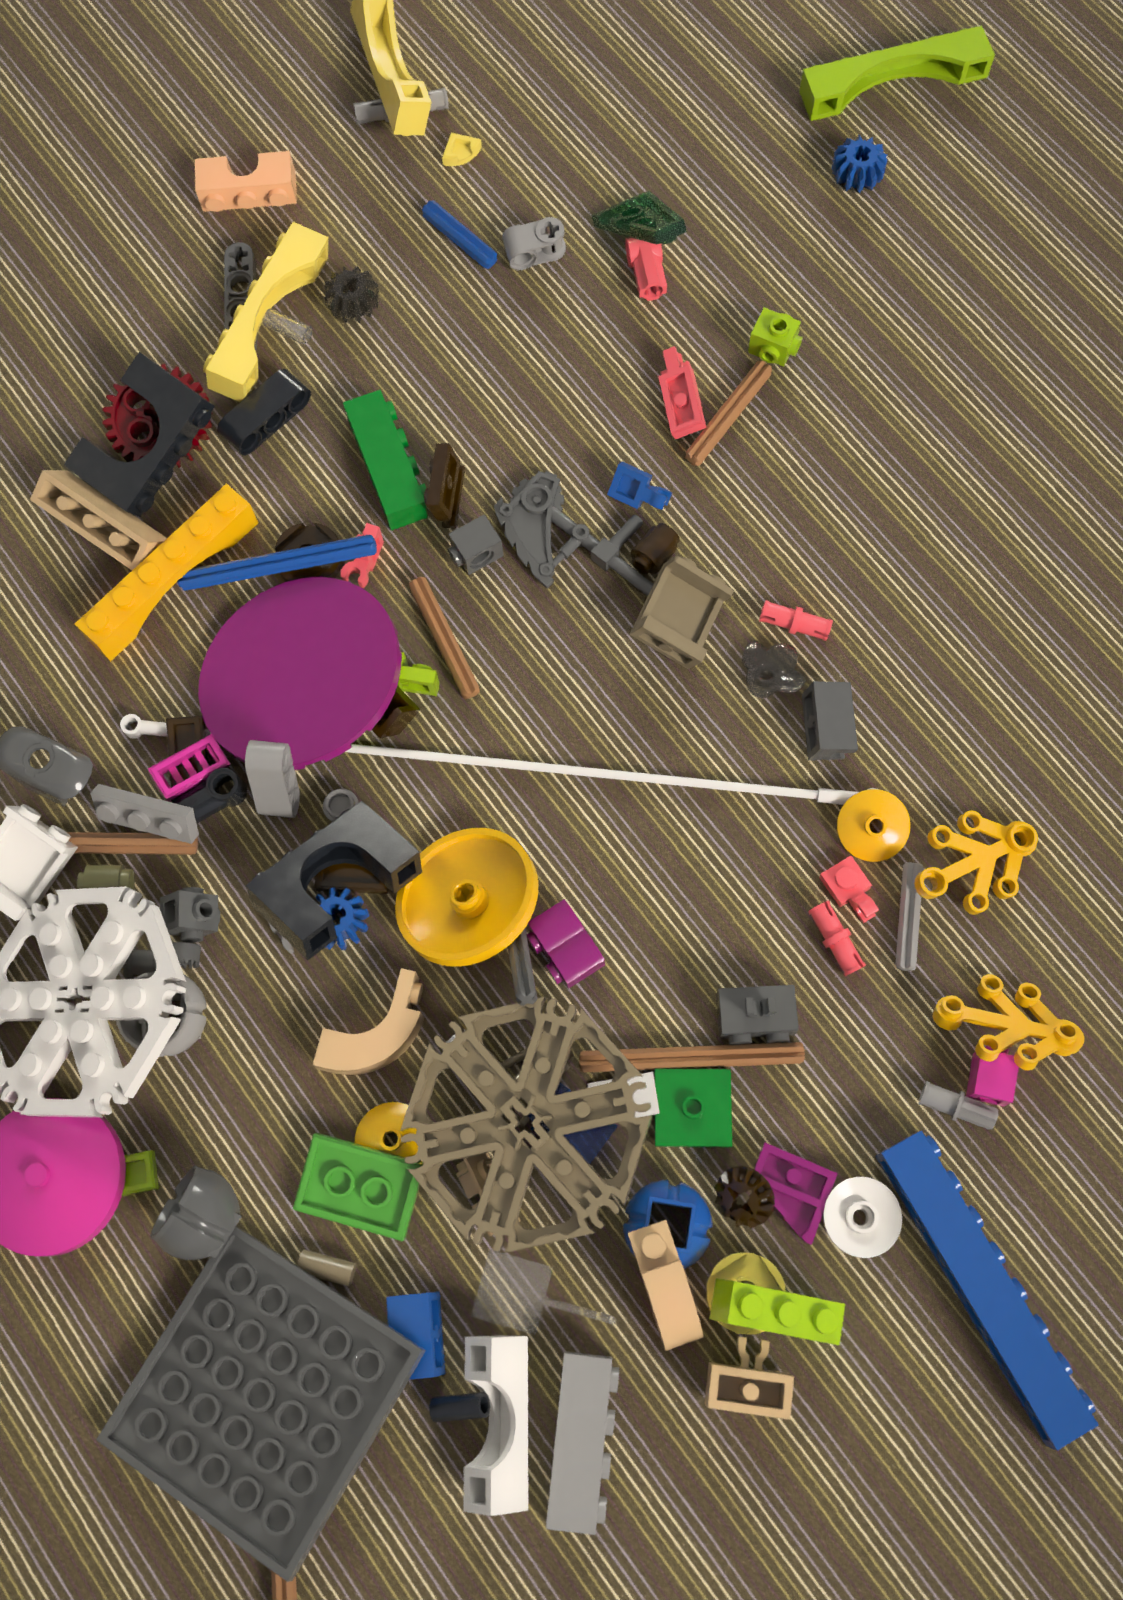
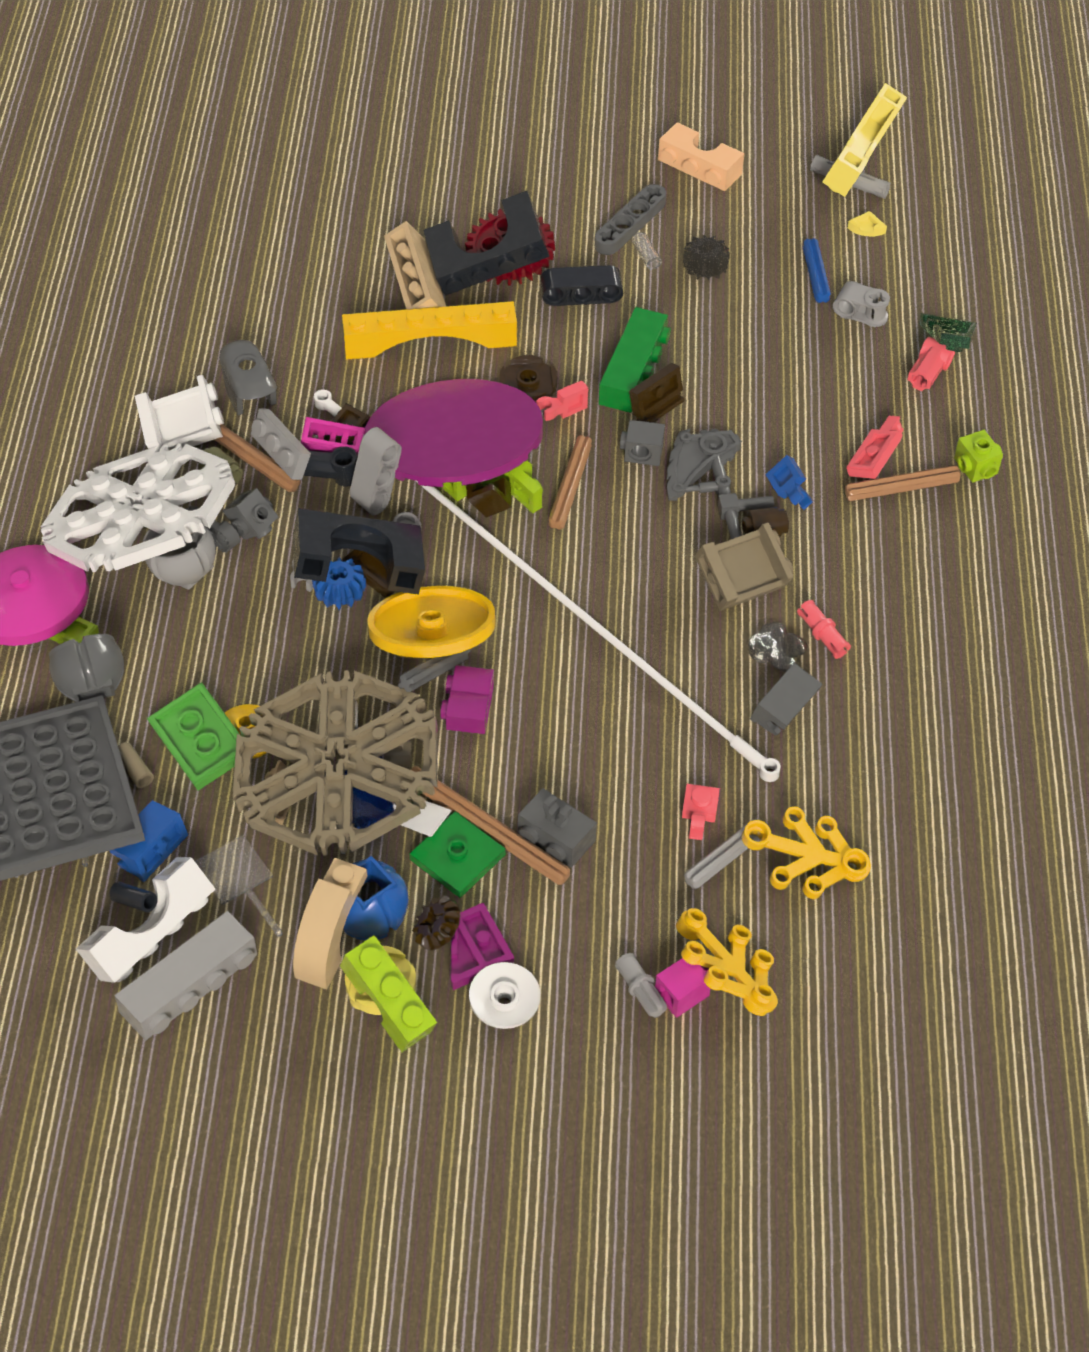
camera: 35 degrees right, 20 degrees down
(279, 562) = (503, 366): blue axle -> none
(295, 263) = (684, 216): light yellow arch -> none
(380, 1046) = (291, 667): tan arch -> none
(747, 1388) = (326, 1025): tan brick -> none
(836, 938) = (658, 828): coral pin -> none
(855, 819) = (758, 796): yellow dish -> none
(987, 1292) = (545, 1104): blue brick -> none

